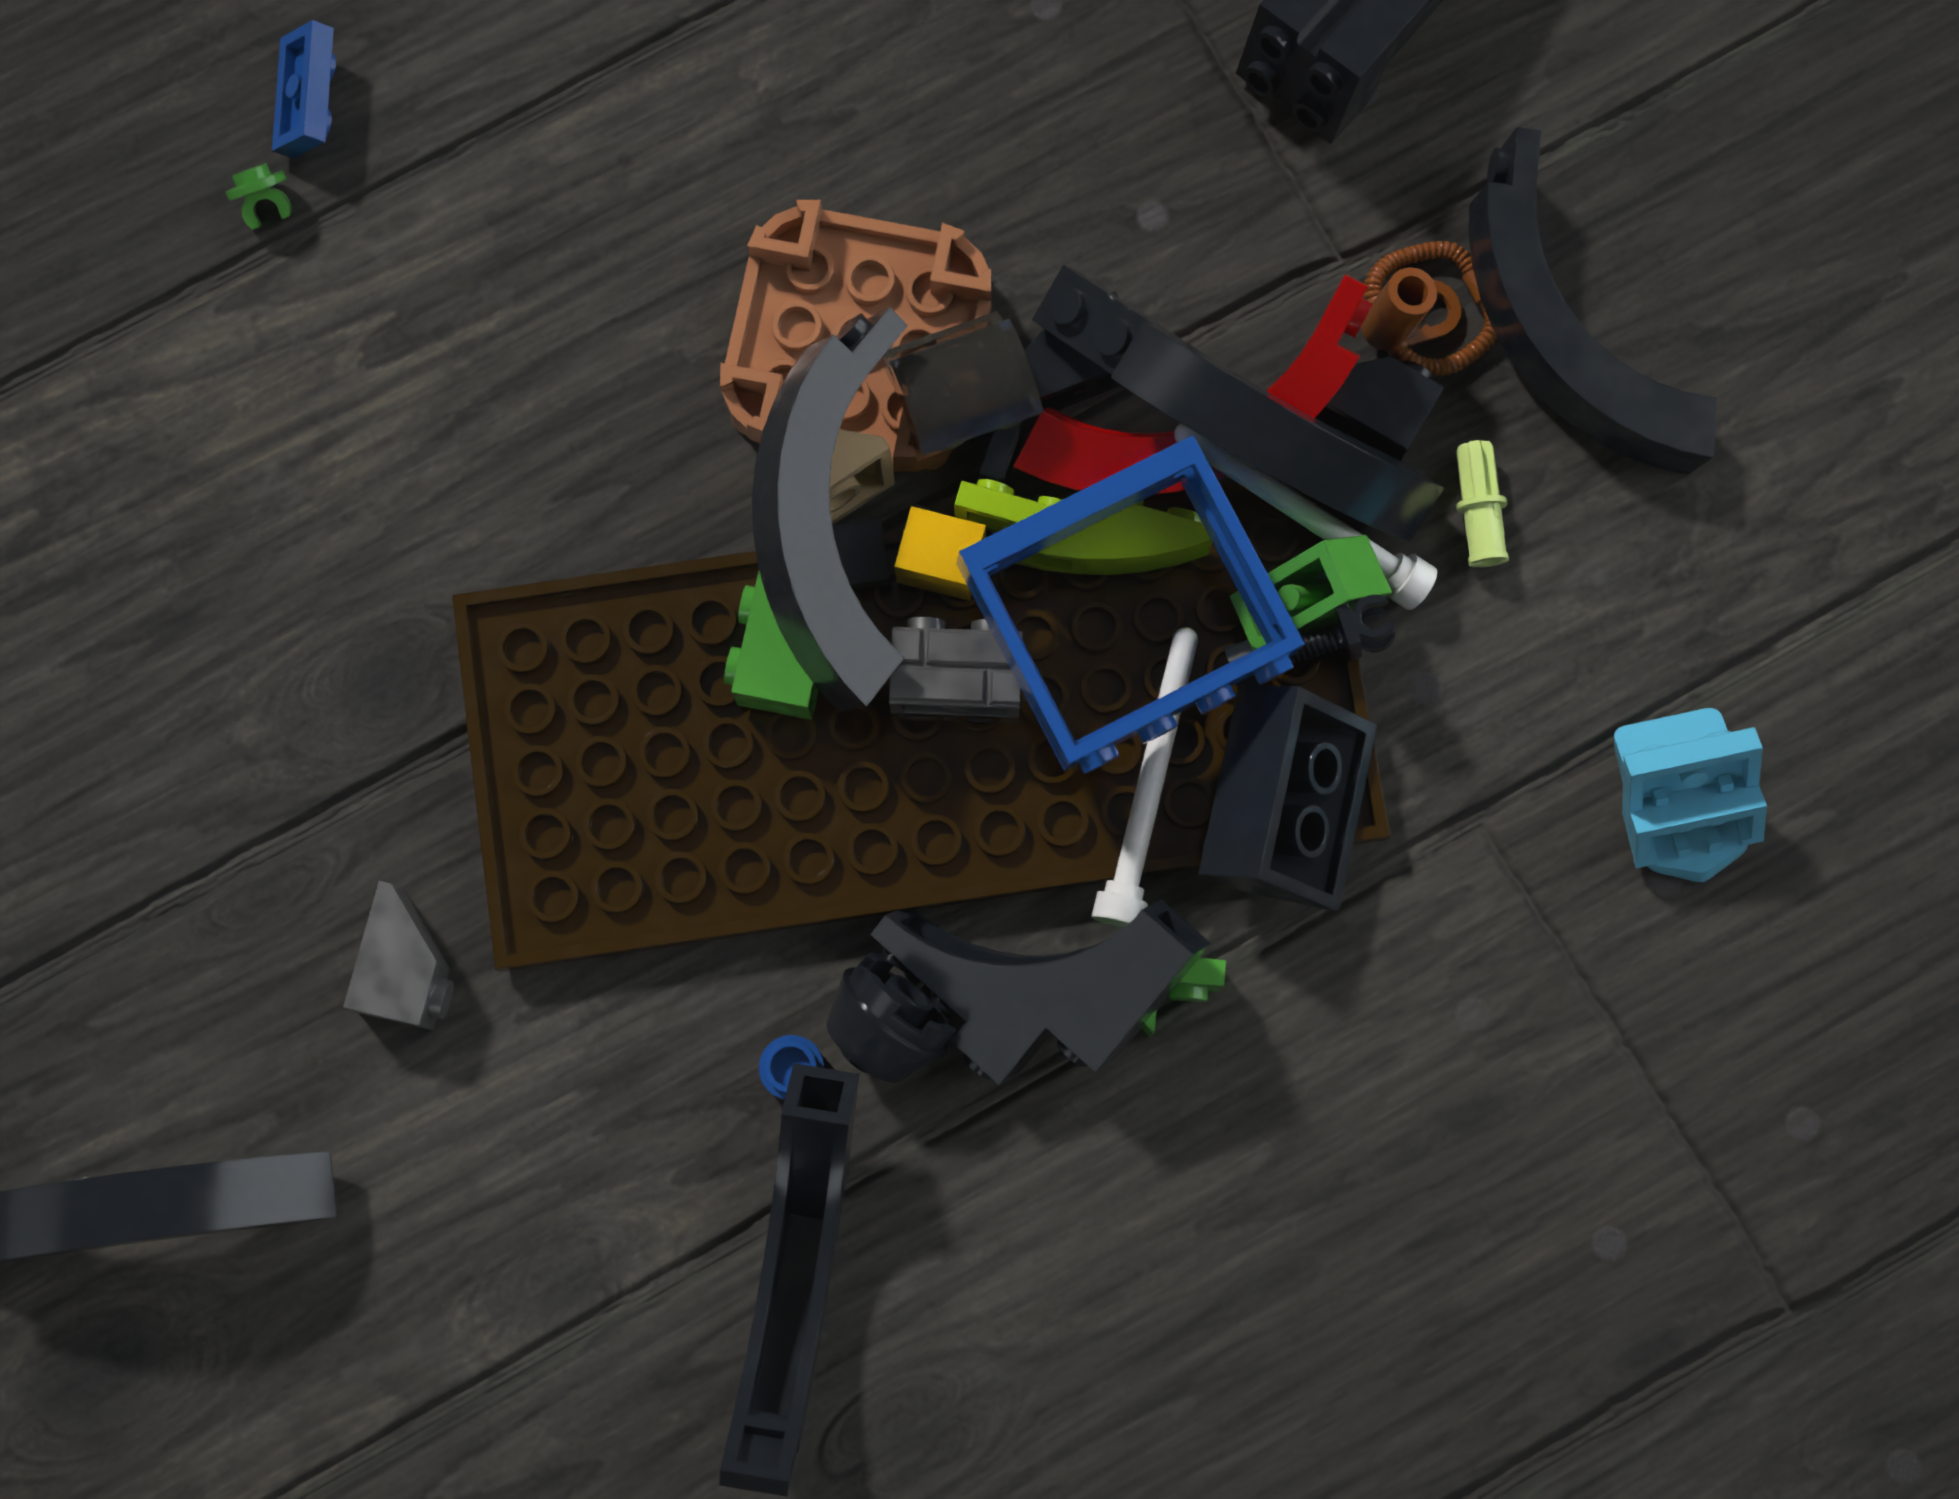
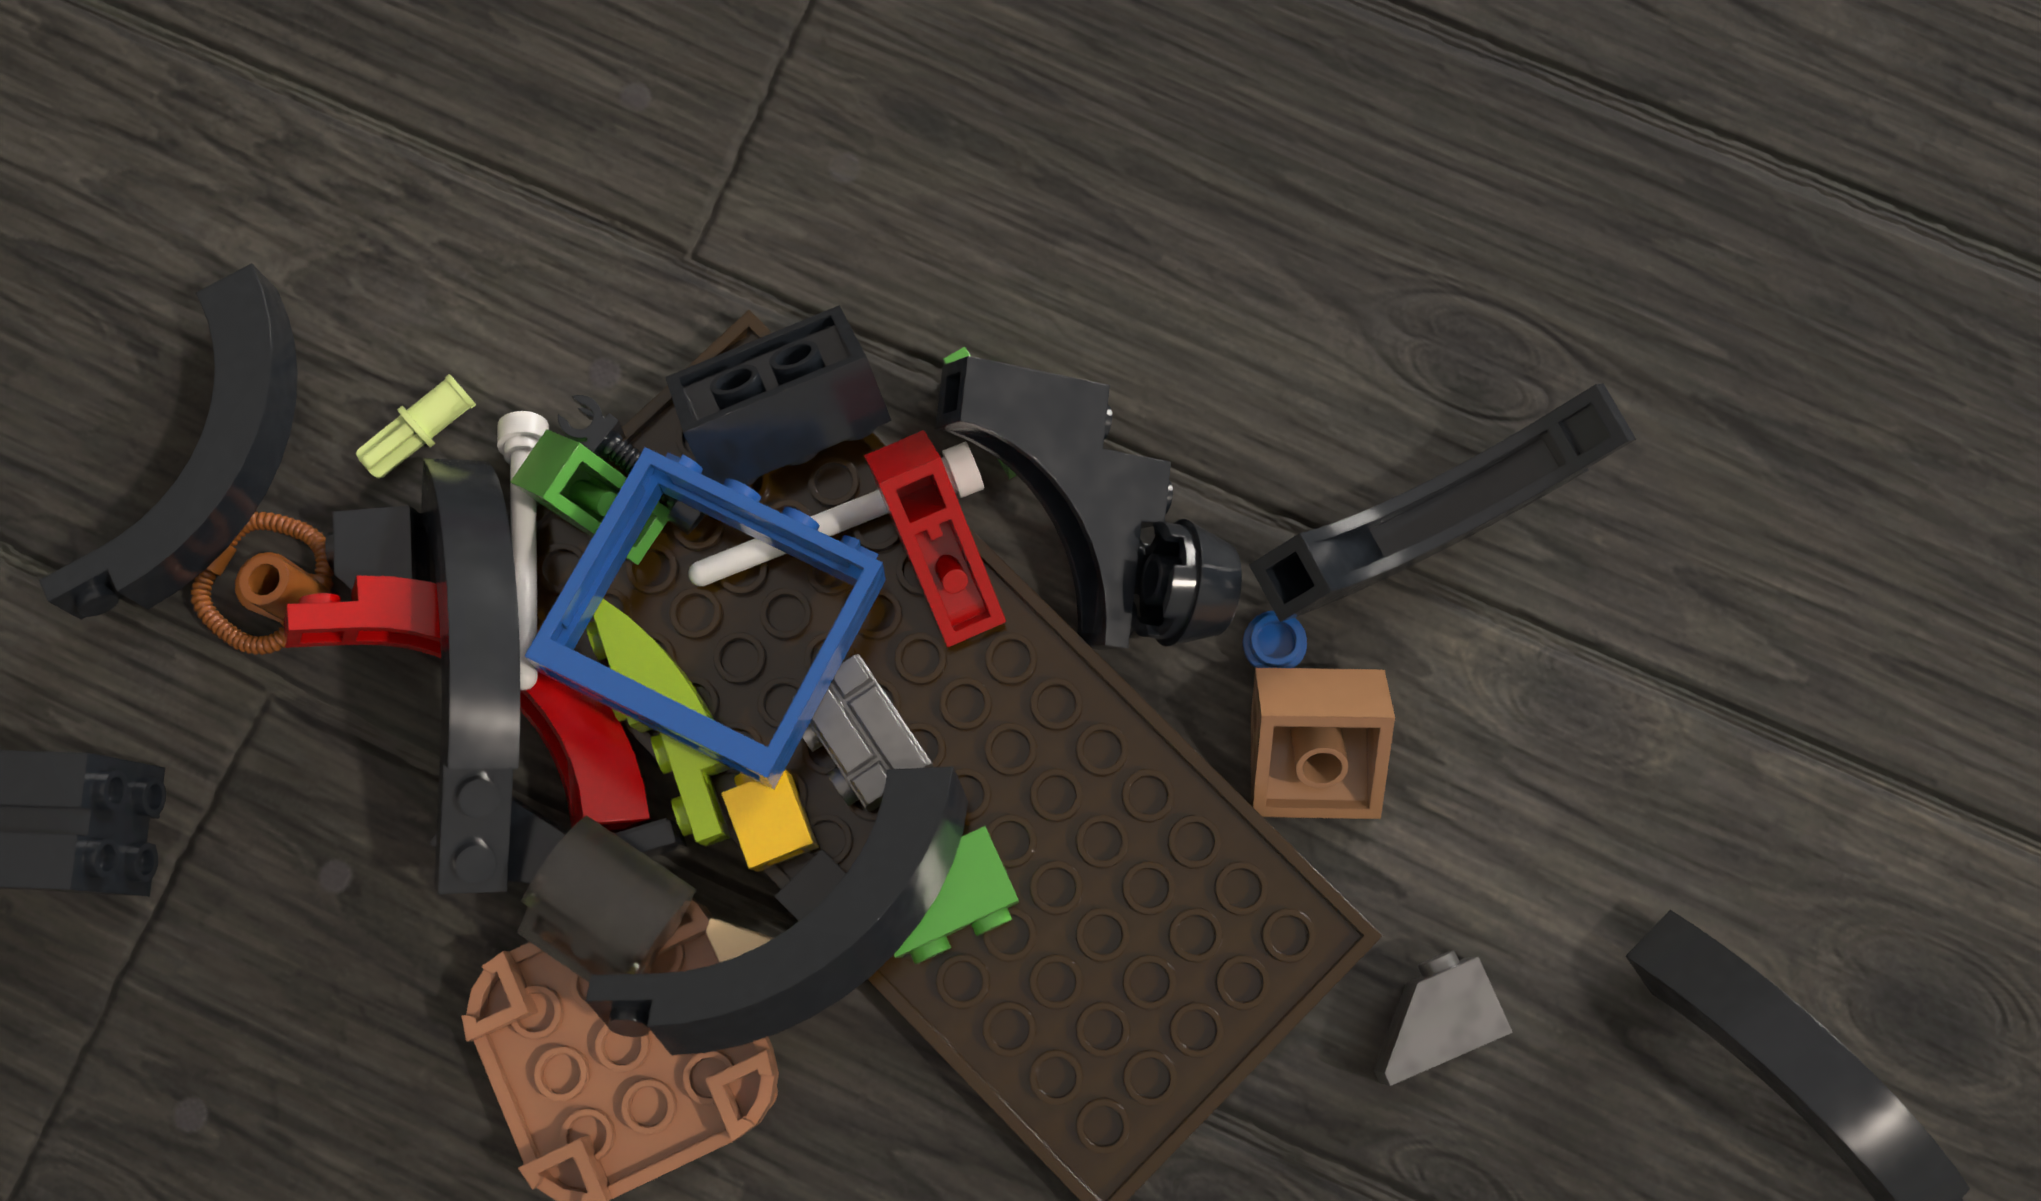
camera: 125 degrees left, 0 degrees up
(683, 1039) = (1320, 742): none -> medium nougat slope
(1075, 838) = (936, 537): none -> red slope
(1690, 792) = (548, 115): medium azure piece -> none

